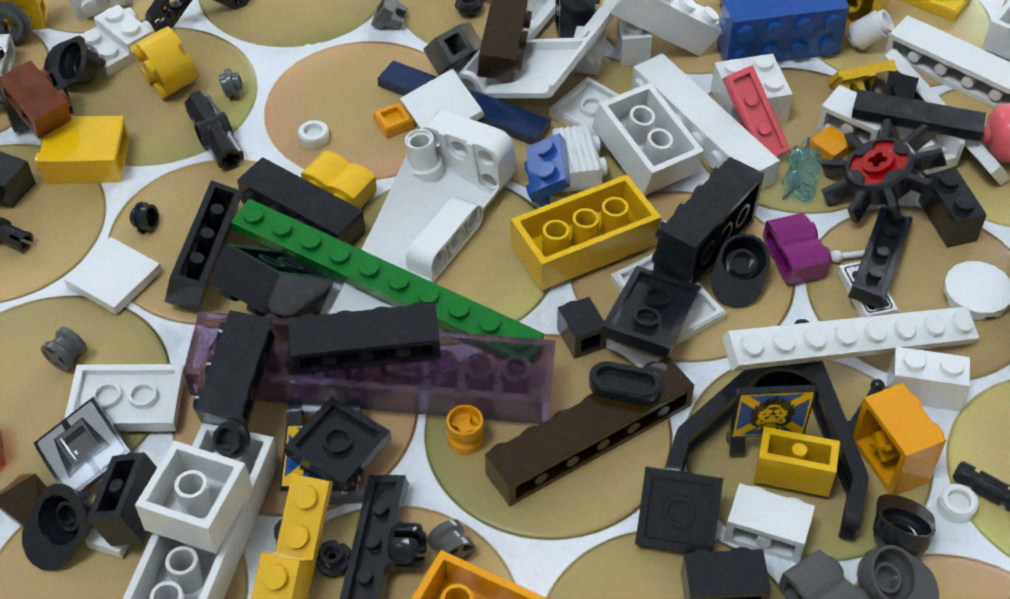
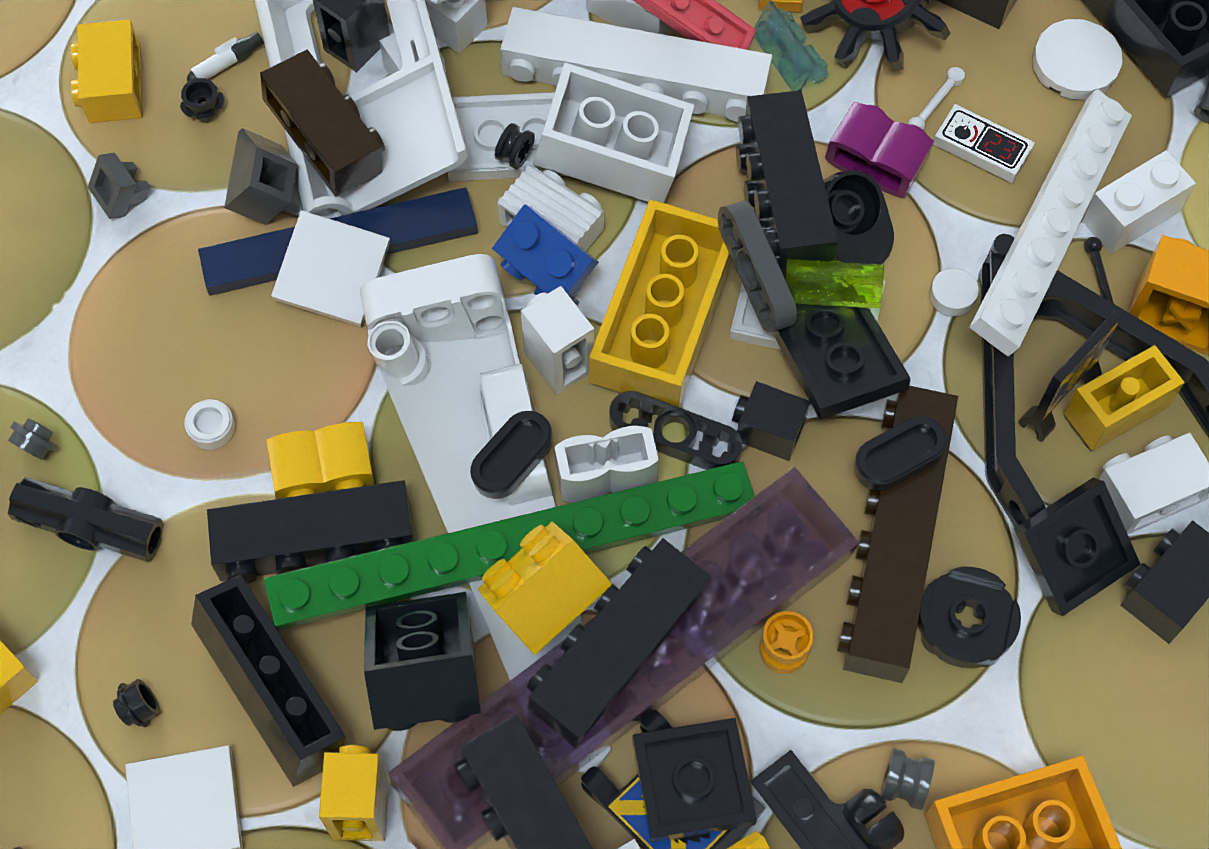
camera: 45 degrees left, 15 degrees up
(174, 315) = (354, 795): none -> yellow brick
(362, 288) = (543, 586): none -> yellow brick
(393, 120) = (282, 328): light orange tile -> none
(424, 235) = (511, 454): none -> black tile
(469, 275) = (597, 465): none -> white brick
(506, 200) = (557, 339): none -> white brick
(527, 284) = (667, 413): none -> black beam
(579, 520) = (992, 603): none -> black plate
(587, 107) = (514, 146): none -> black bush
(644, 237) = (757, 266): none -> dark grey beam
(680, 276) = (835, 283): none -> clear neon green plate
(880, 259) = (966, 96): black tile -> none

